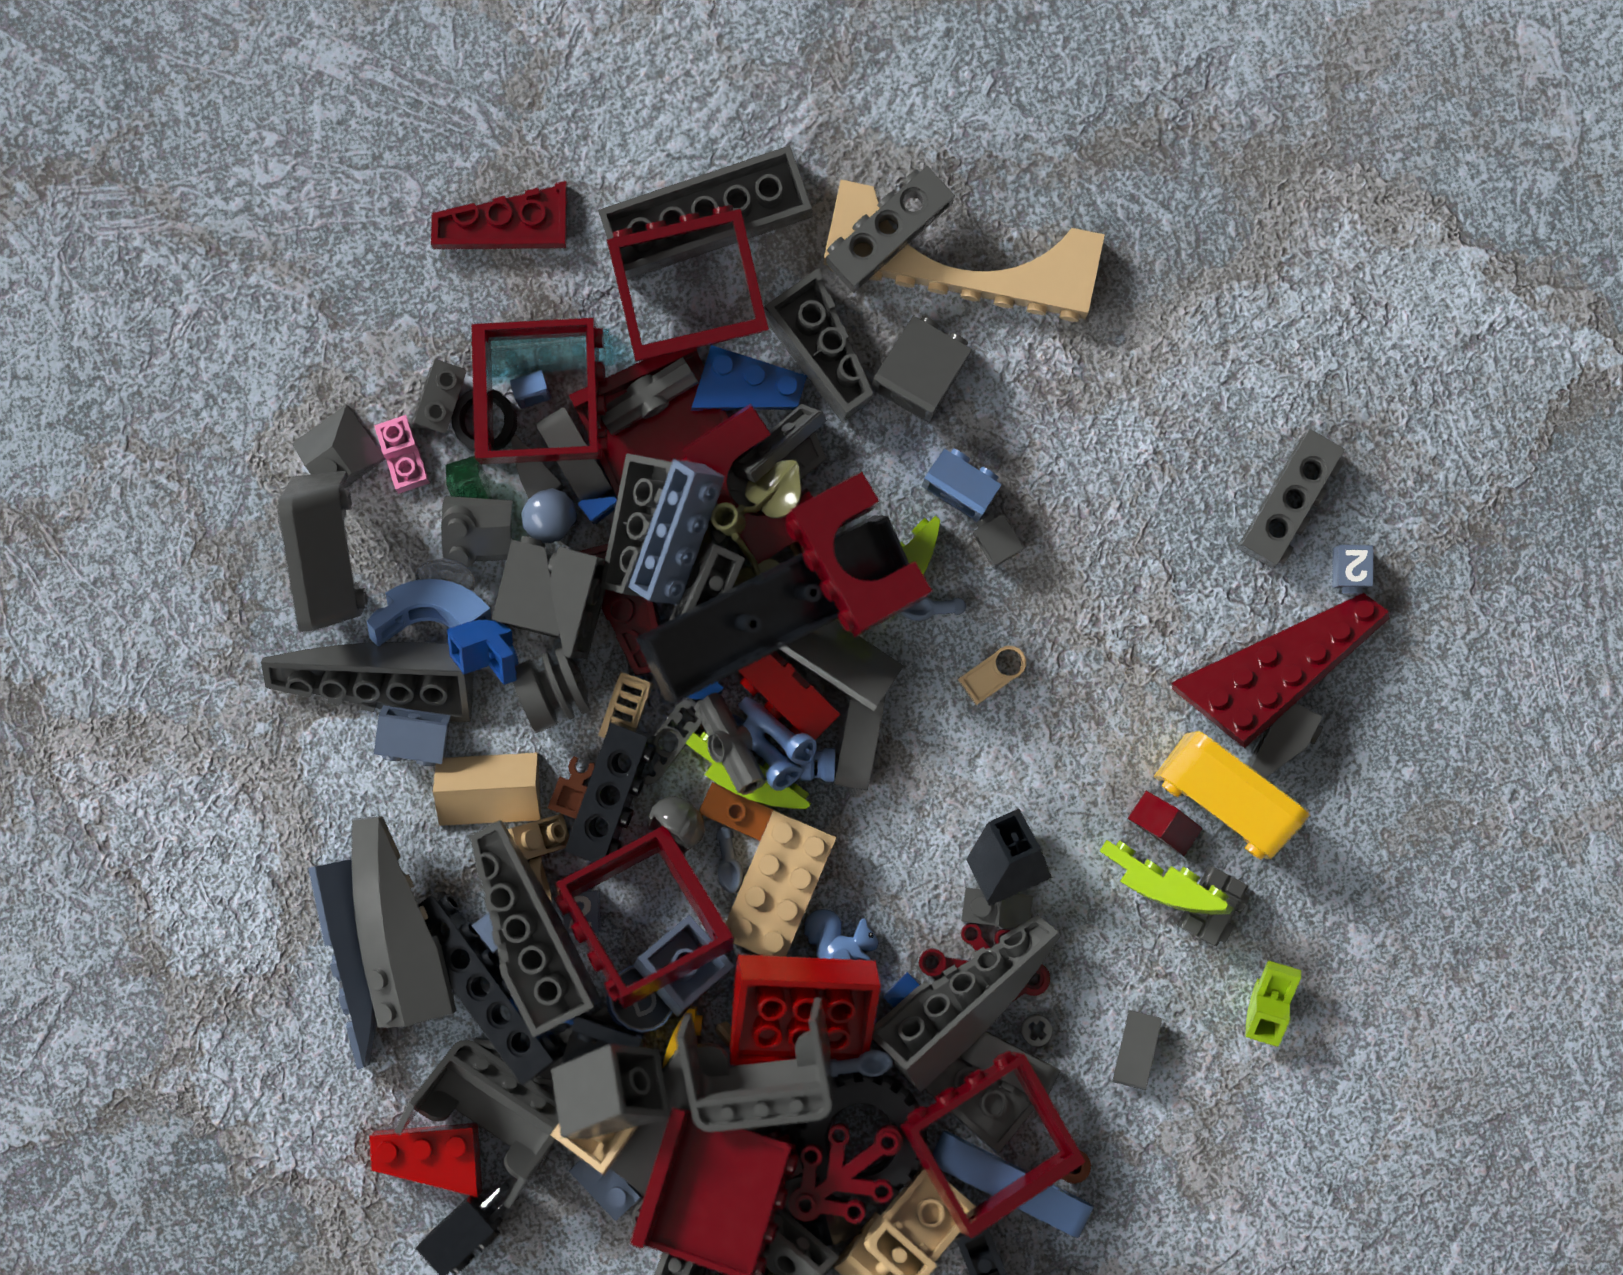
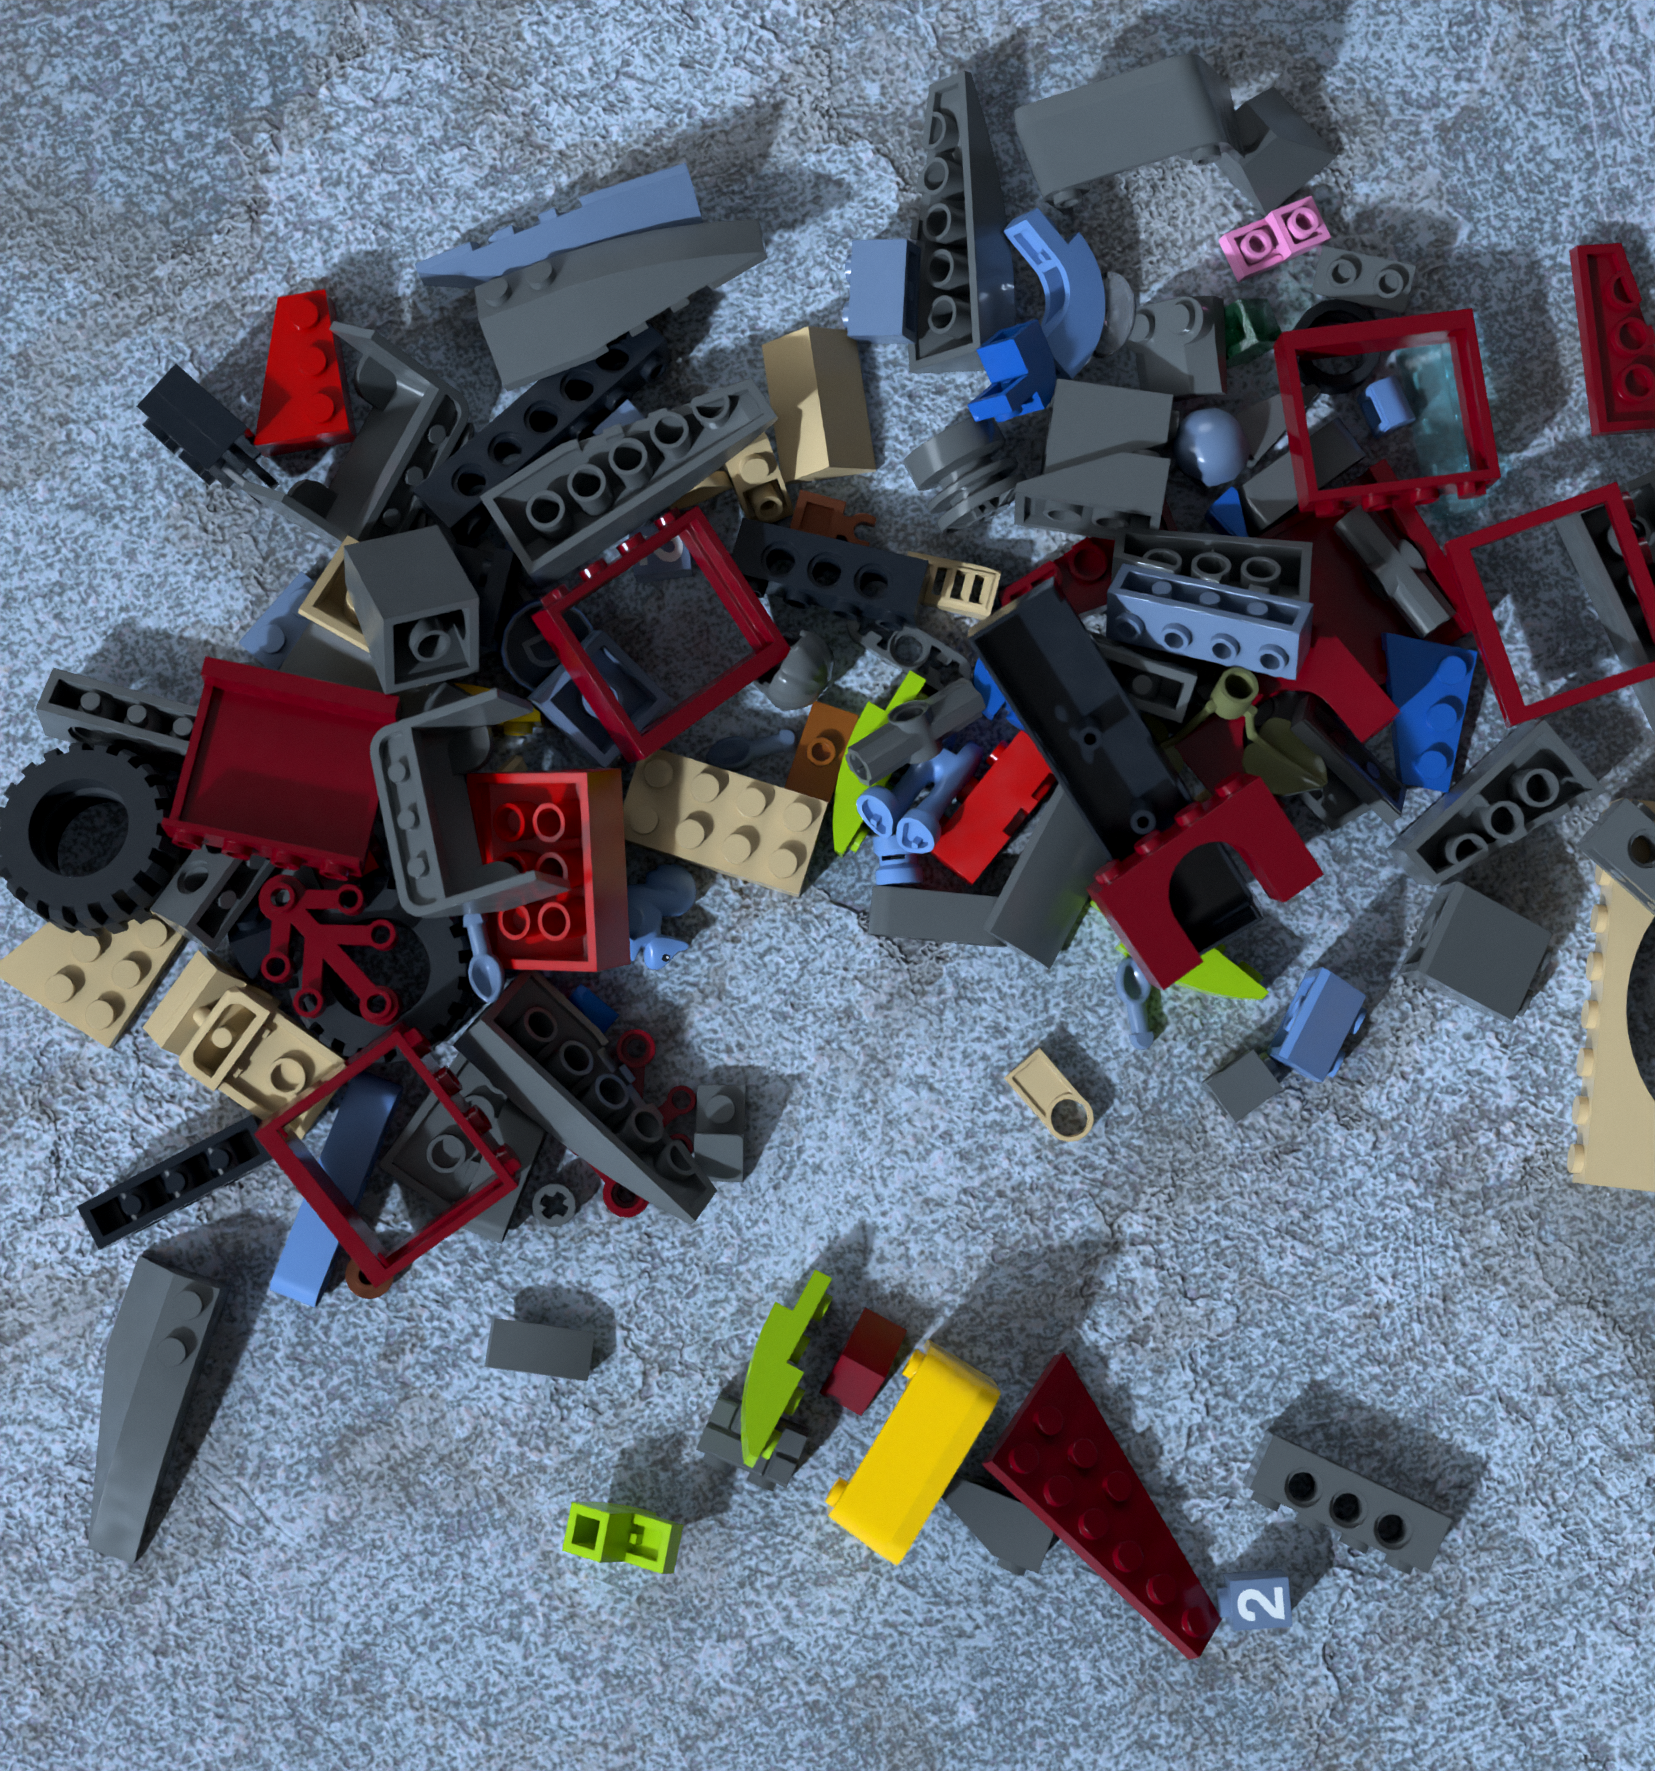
camera: 80 degrees right, 0 degrees up
(1007, 858) = (791, 1139): black slope -> none

